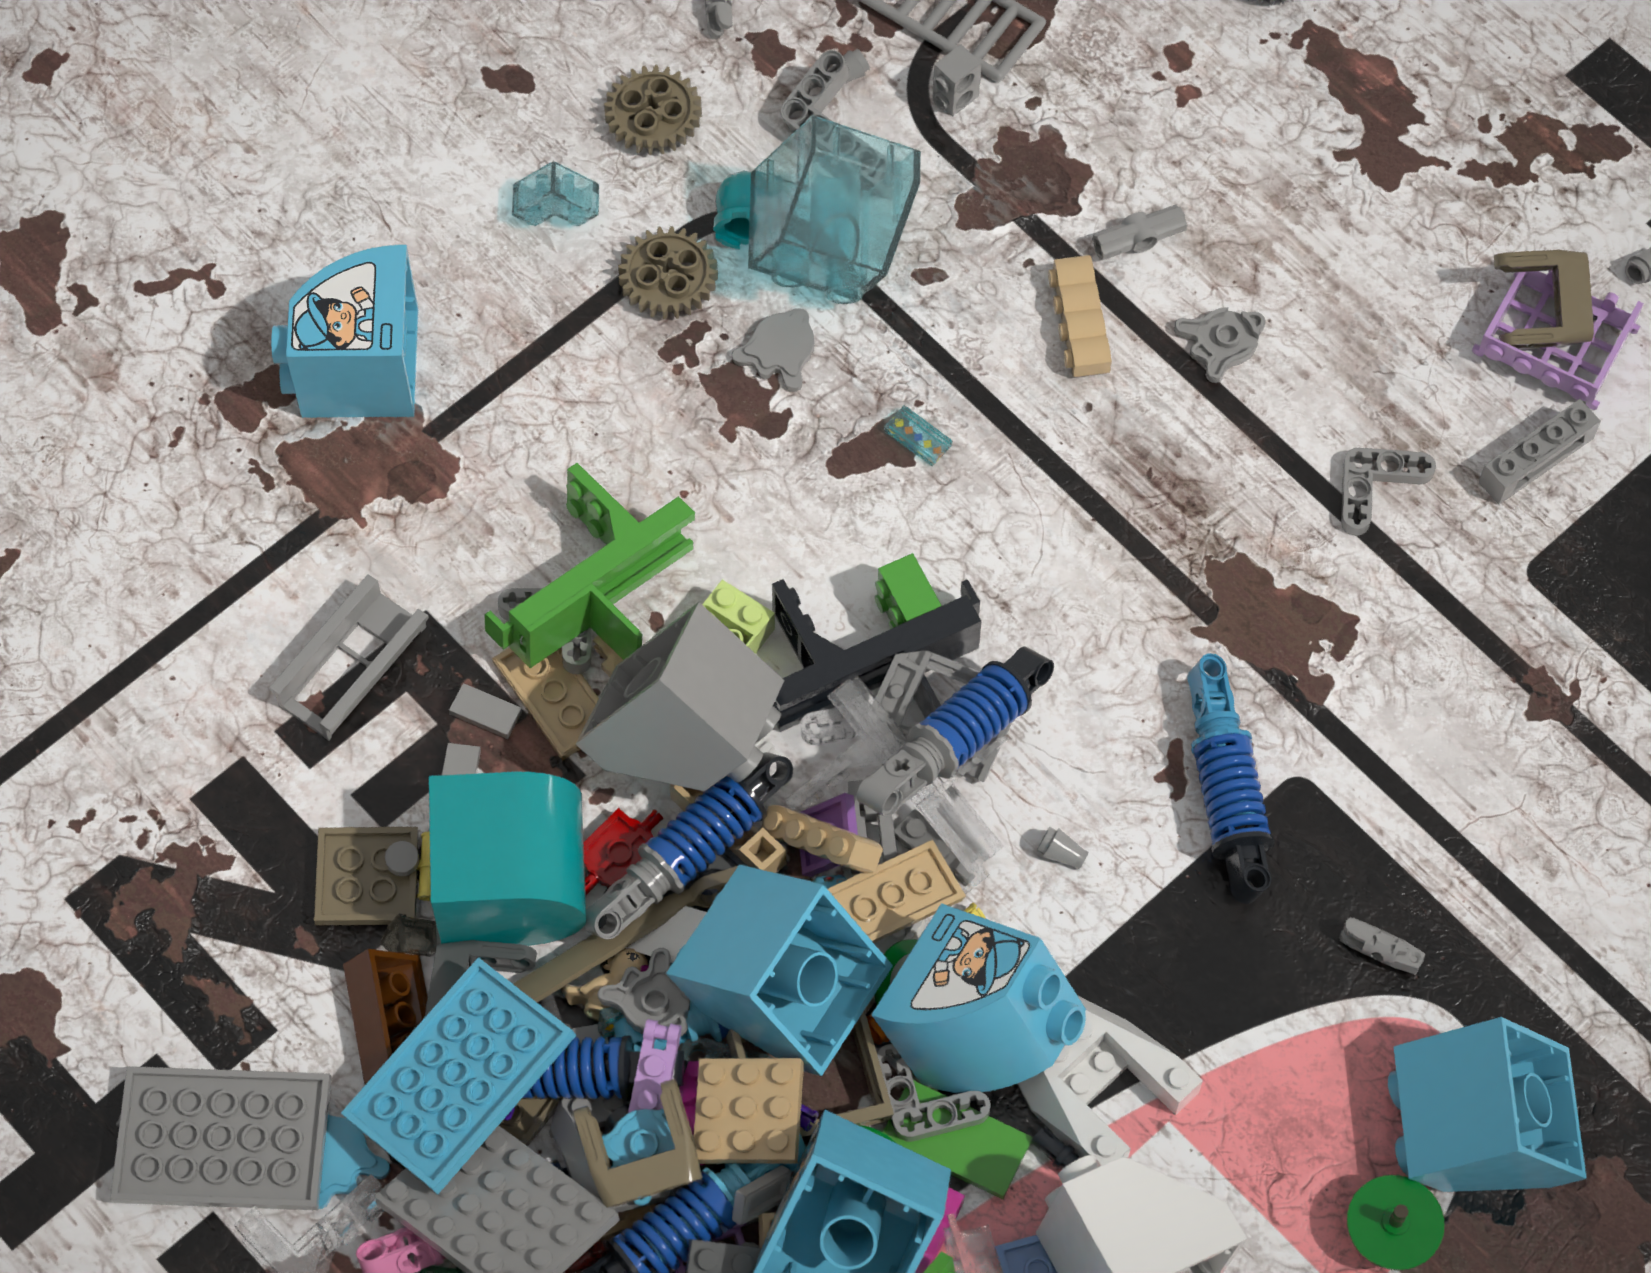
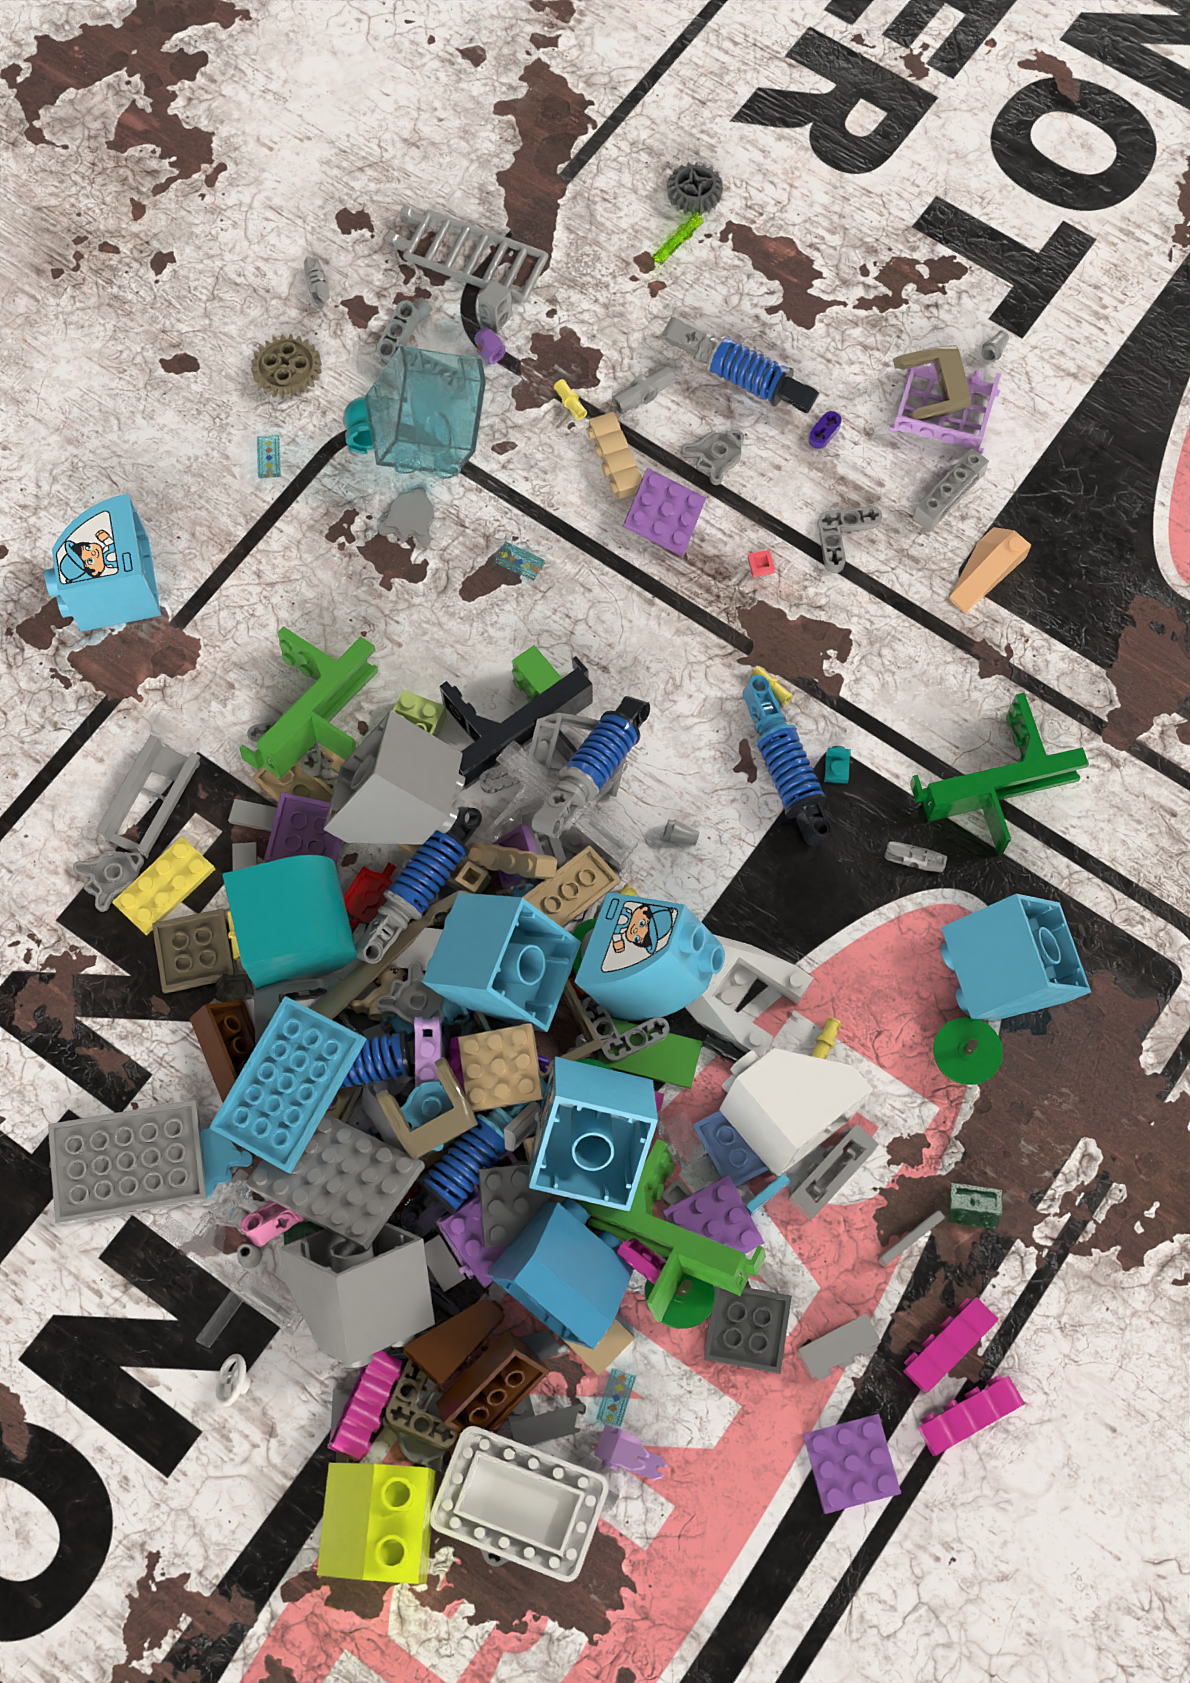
camera: 10 degrees left, 5 degrees up
(275, 753) = (109, 875): none -> light grey tile
(344, 780) = (163, 885): none -> light yellow plate
(402, 858) = (216, 933): light grey tile -> none
(545, 739) = (300, 830): none -> medium lavender plate
(555, 192) = (229, 437): clear light blue brick -> none
(604, 230) = (268, 456): none -> clear light blue tile
(668, 272) = (320, 479): dark tan gear -> none
(937, 133) = (489, 345): none -> medium lavender rock
(1034, 227) = (570, 399): none -> light yellow pin
(1132, 406) = (664, 512): none -> medium lavender plate
(1203, 1170) = (826, 1039): none -> light yellow pin
(1238, 682) = (779, 692): none -> light yellow pin
(1241, 26) = (674, 242): none -> clear neon green pin
(1252, 502) = (761, 563): none -> coral plate
(1282, 226) = (741, 366): none -> piece
(1299, 798) = (837, 765): none -> teal bracket
(1385, 339) = (828, 432): none -> dark purple beam
(1502, 869) = (985, 788): none -> green piece
(1572, 564) = (990, 563): none -> light nougat wedge

